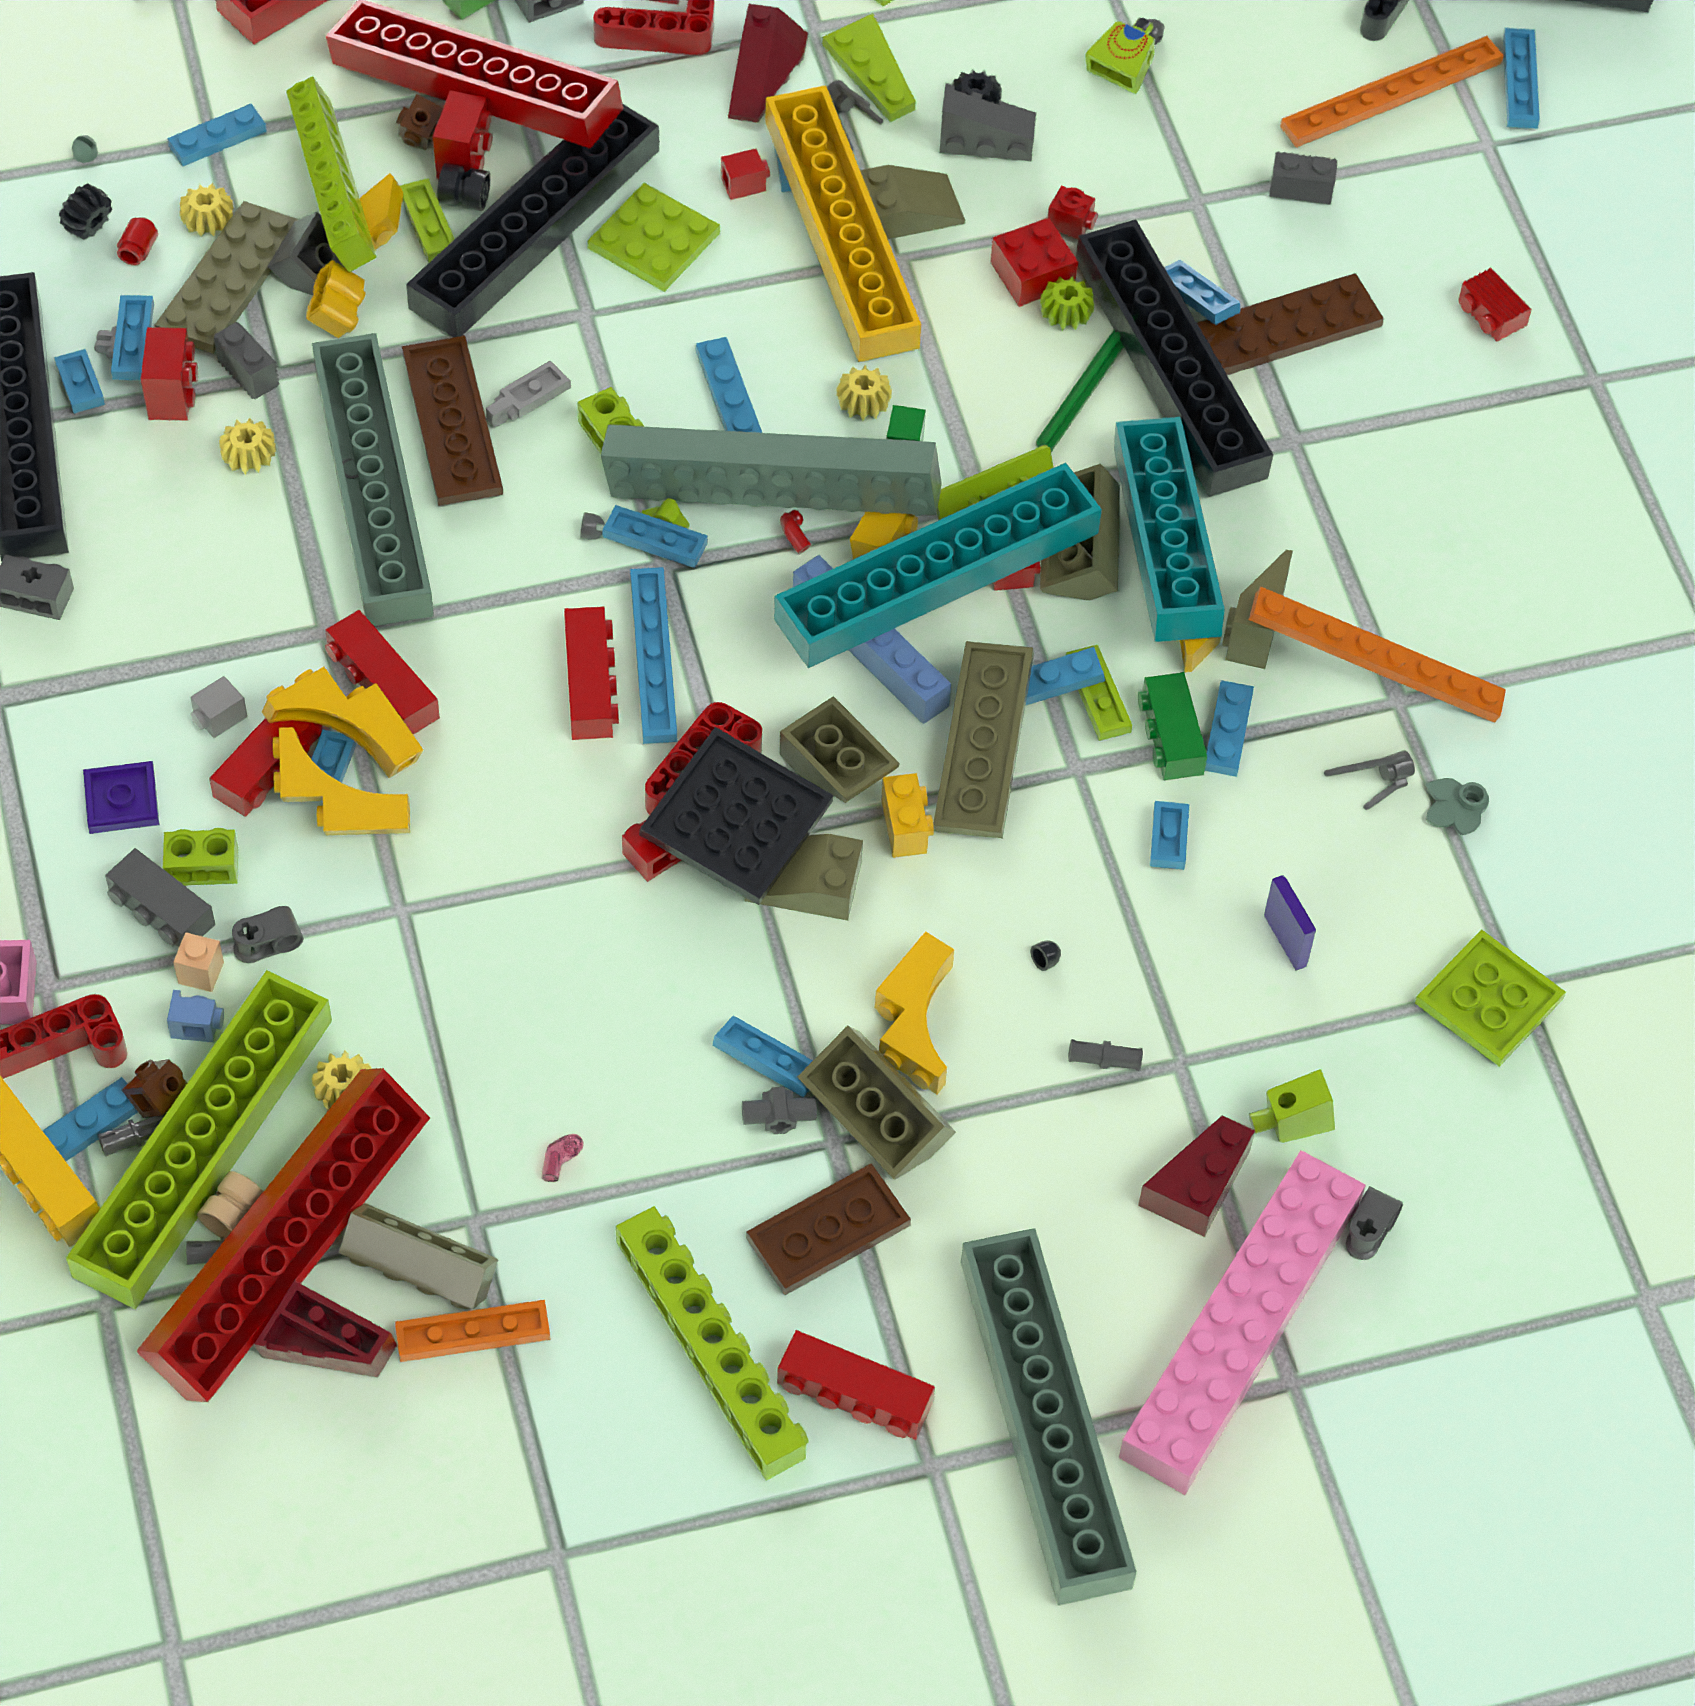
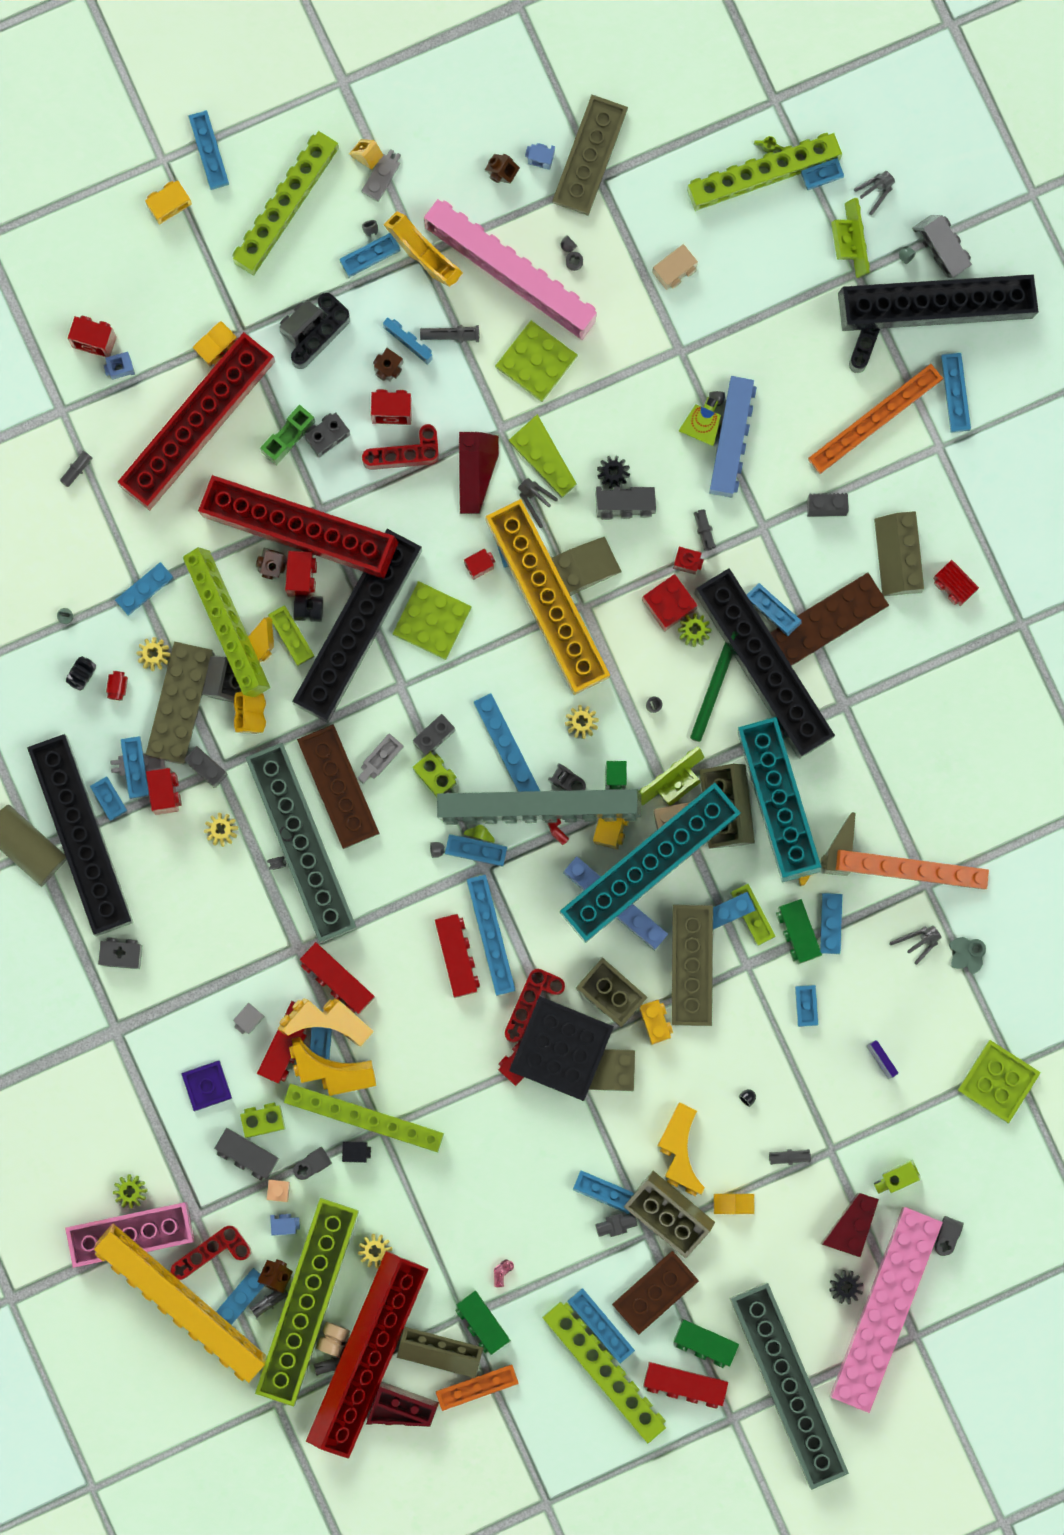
camera: 10 degrees left, 25 degrees up
(324, 504) = (276, 863): none -> dark grey bush
(347, 927) = (356, 1152): none -> black brick
(376, 878) = (363, 1118): none -> lime brick
(506, 1225) = (482, 1323): none -> green brick
(626, 369) = (434, 735): none -> dark grey brick
(721, 1266) = (601, 1325): none -> dark azure plate
(905, 1323) = (705, 1343): none -> green brick
(989, 388) = (657, 703): none -> dark grey hinge
(995, 1111) = (733, 1203): none -> yellow slope
(1105, 185) = (704, 530): none -> dark grey pin
(1166, 80) = (731, 437): none -> medium blue brick
(1190, 1271) = (851, 1291): none -> black gear
(1409, 256) = (899, 554): none -> olive slope

